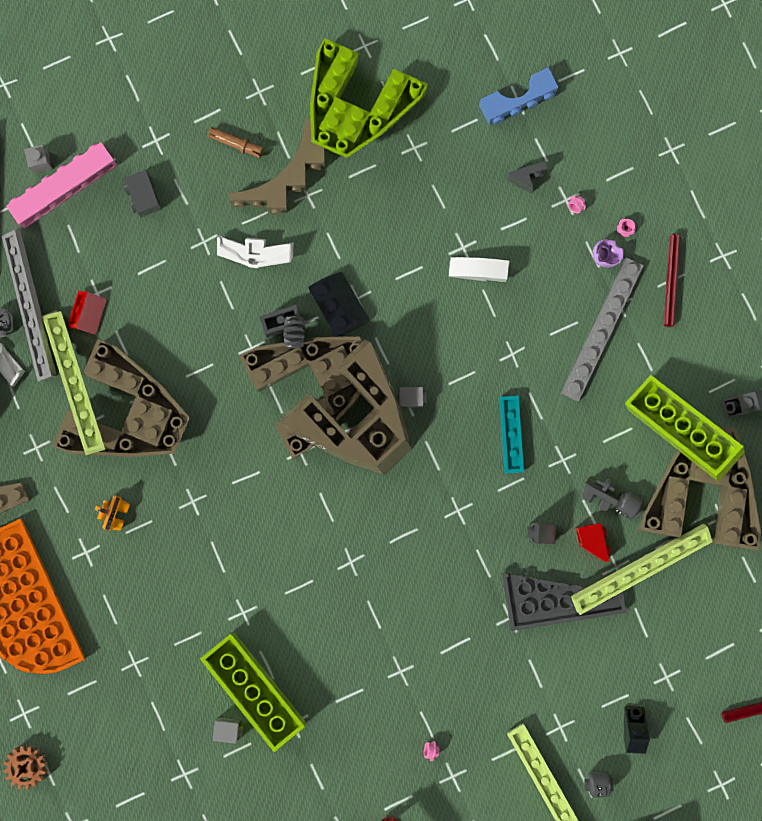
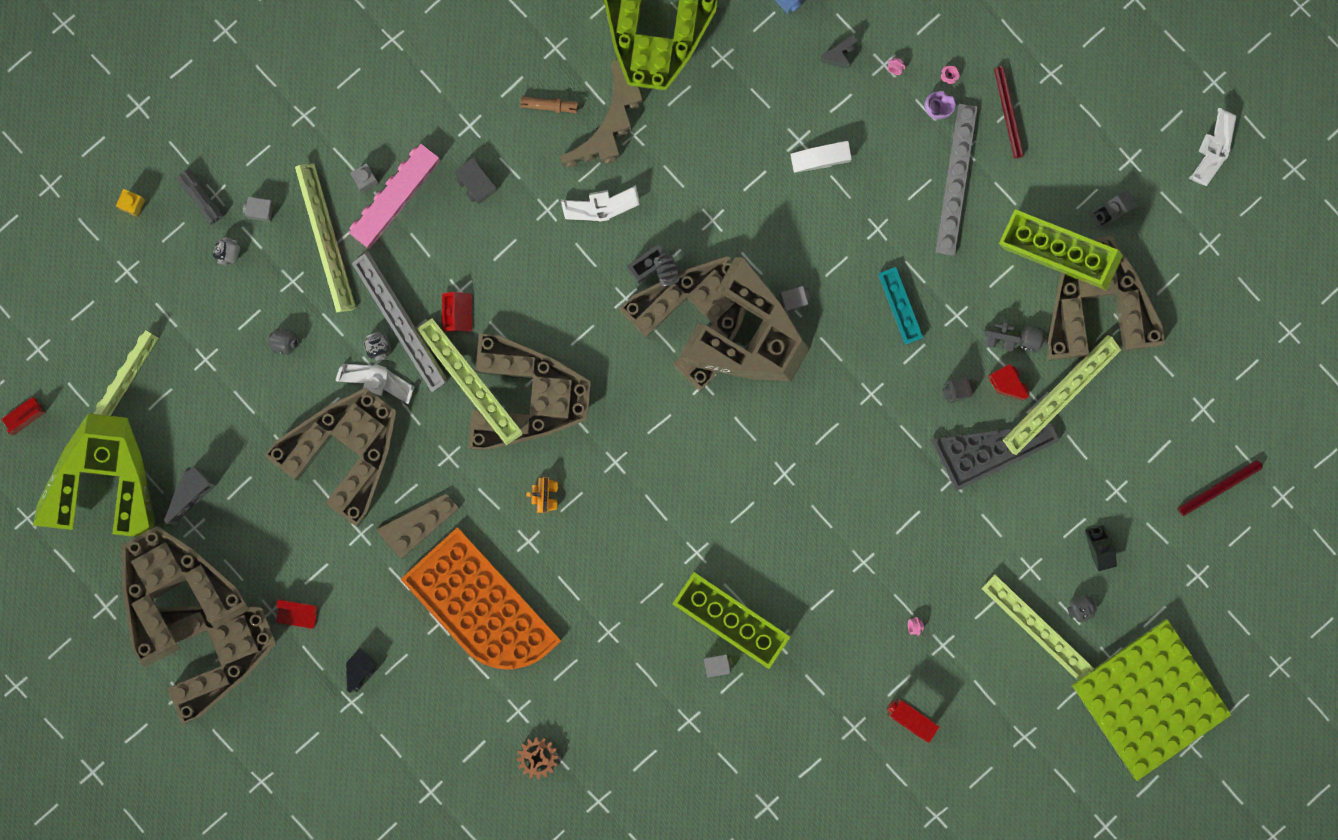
camera: 20 degrees left, 0 degrees up
(338, 304) = (697, 231): black slope -> none

